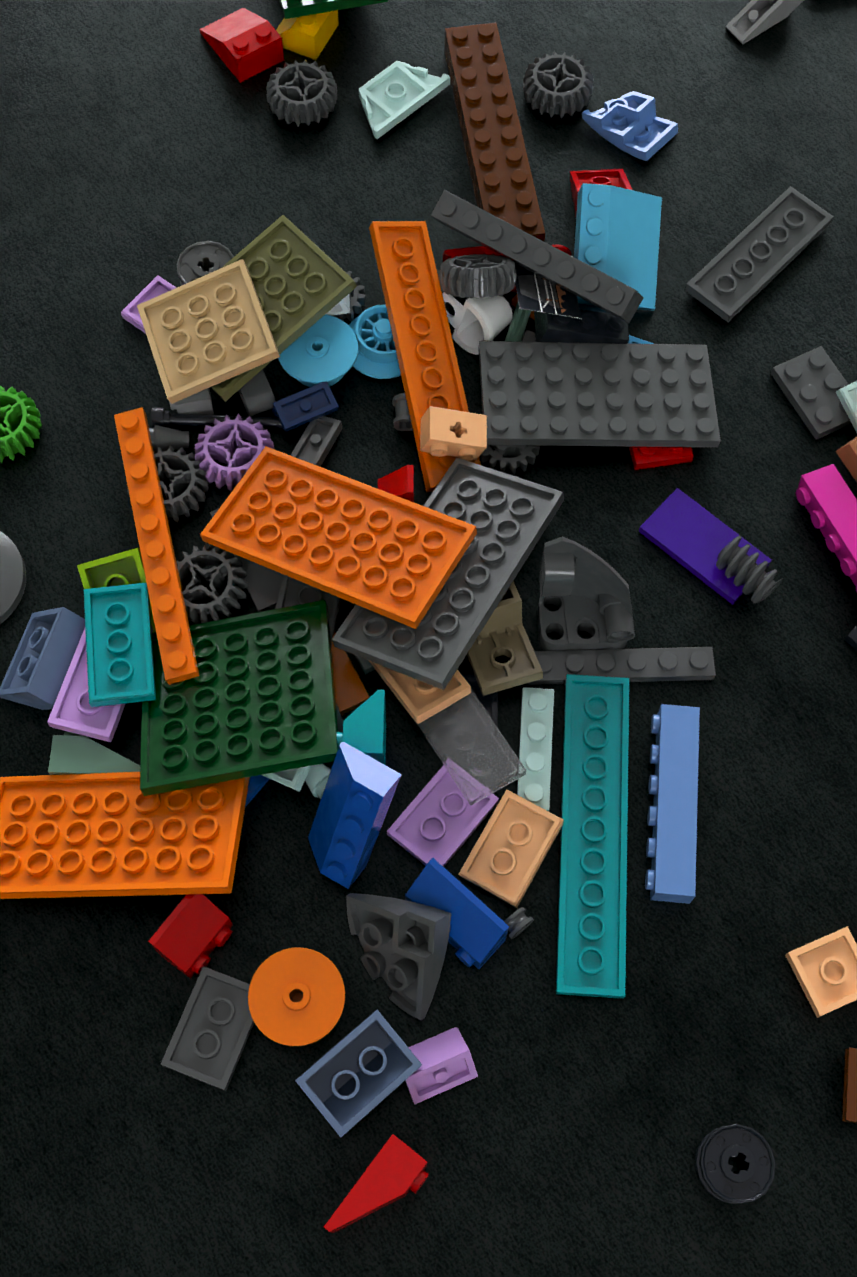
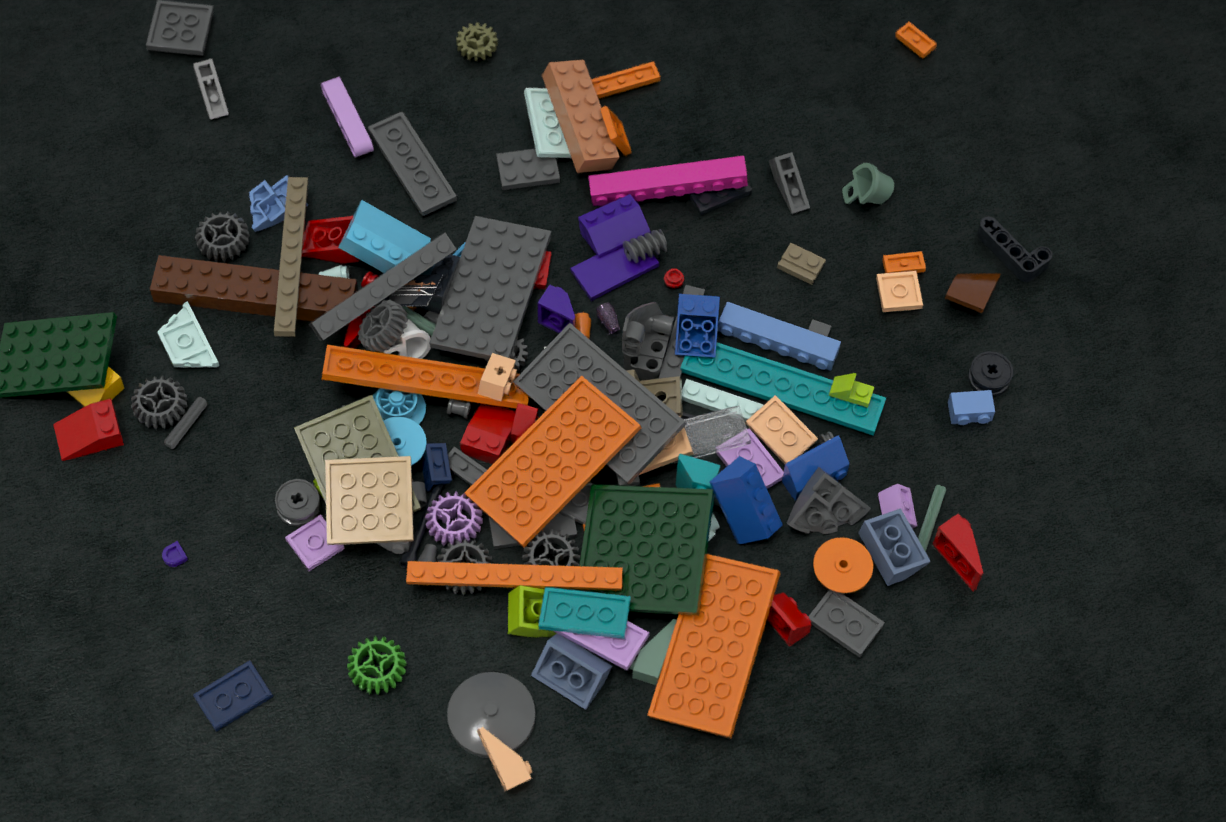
camera: 75 degrees left, 5 degrees down
(105, 172) = (174, 555): none -> dark purple tile
(286, 129) = (185, 422): none -> dark grey axle
(373, 451) = (488, 433): none -> red slope
(430, 1123) = (931, 515): none -> sand green axle
(546, 151) = (291, 257): none -> dark tan plate
(553, 219) = (339, 271): none -> light aqua cone
(587, 527) = (583, 323): none -> orange cone
(595, 483) = (555, 309): none -> dark purple slope
(614, 936) = (849, 390): none -> lime slope
(620, 553) = (607, 315): none -> clear purple cone
(642, 674) = (697, 325): none -> blue slope
(658, 1145) = (971, 407): none -> medium blue brick
(710, 862) = (820, 328): none -> dark grey tile
(717, 629) = (674, 278): none -> red plate
(767, 520) = (612, 225): none -> dark purple slope
(795, 160) = (347, 117): none -> lavender beam
(821, 806) = (801, 263): none -> dark tan plate

